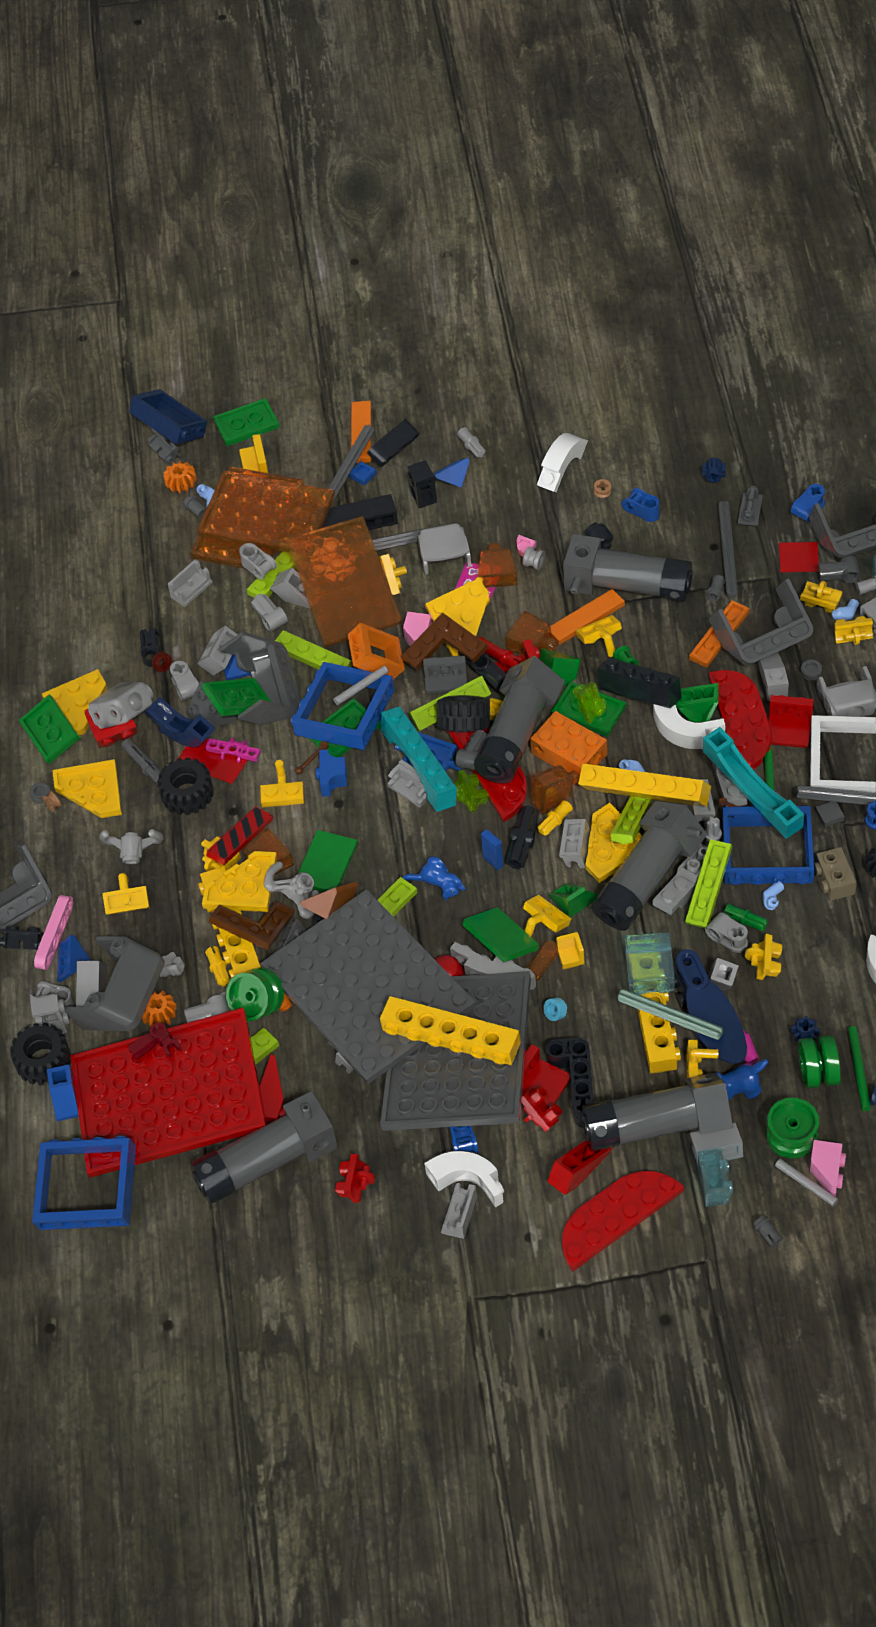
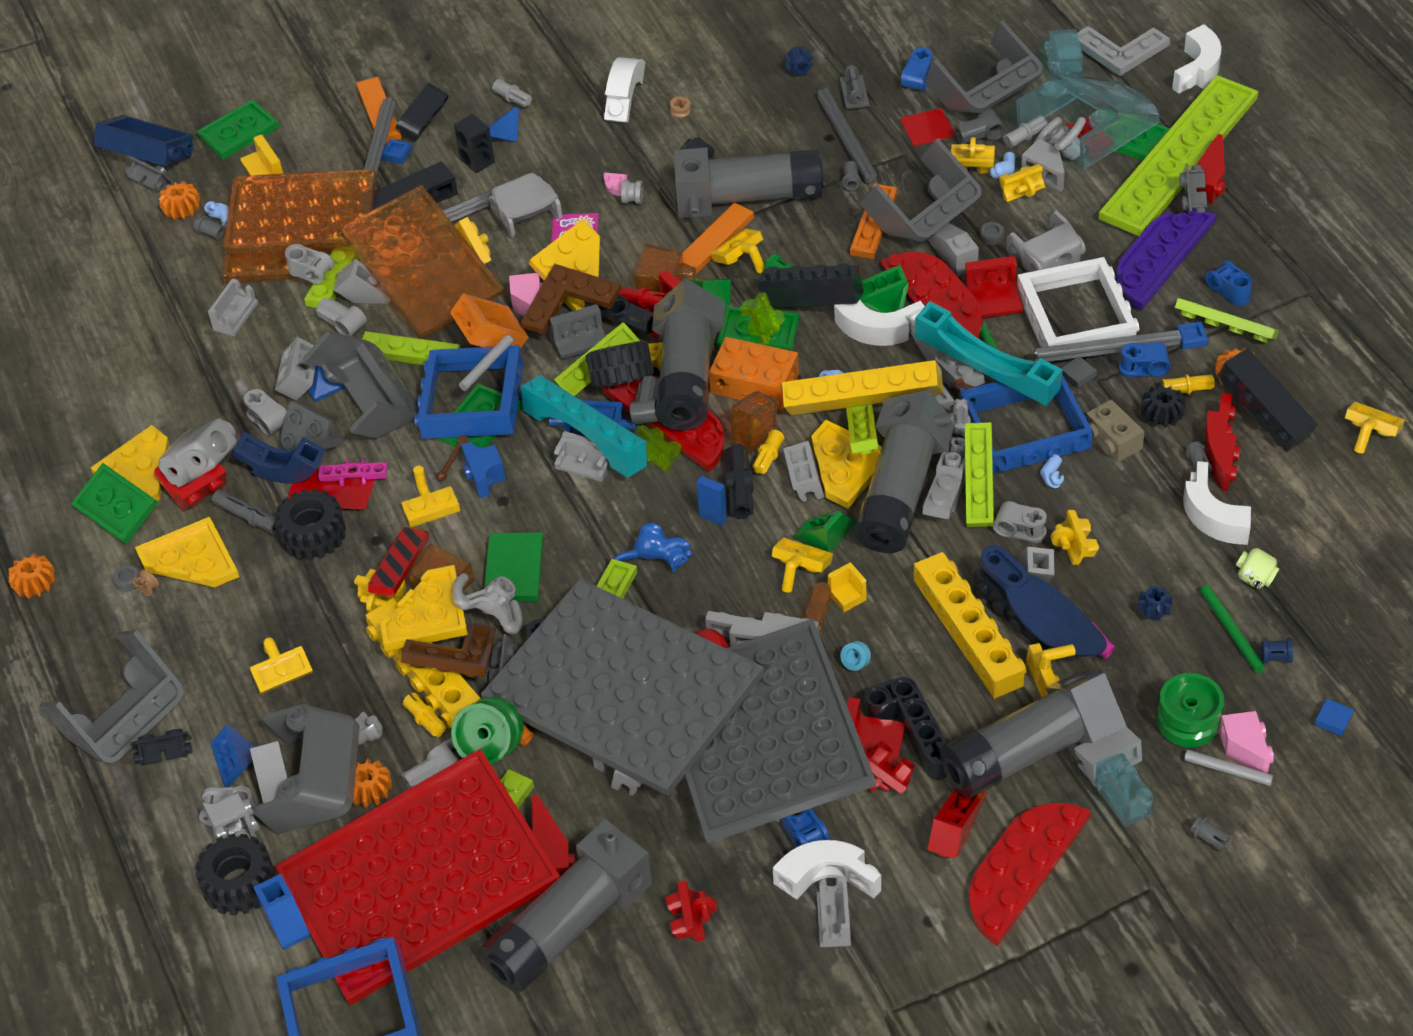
camera: 20 degrees left, 5 degrees down
(53, 932) = (201, 729): bright pink beam -> none
(131, 844) = (265, 604): light grey piece -> none
(149, 644) = (206, 385): black piece -> none
(158, 1034) = (383, 809): dark red bar -> none
(167, 661) = (235, 398): clear red plate -> none
(234, 696) = (335, 409): green tile -> none
(331, 900) = (540, 602): slope -> none
(441, 1022) = (730, 702): yellow brick -> none
(497, 567) = (596, 208): clear orange torso -> none
(500, 934) = (758, 590): green tile -> none
(642, 505) = (735, 112): blue piece -> none
(649, 963) = (952, 572): clear light blue panel -> none
(670, 1014) = (997, 621): sand green axle -> none
(744, 1080) = (1116, 668): blue animal -> none
(745, 917) = (1044, 502): green axle -> none
(819, 1061) = (1190, 629): green wheel -> none

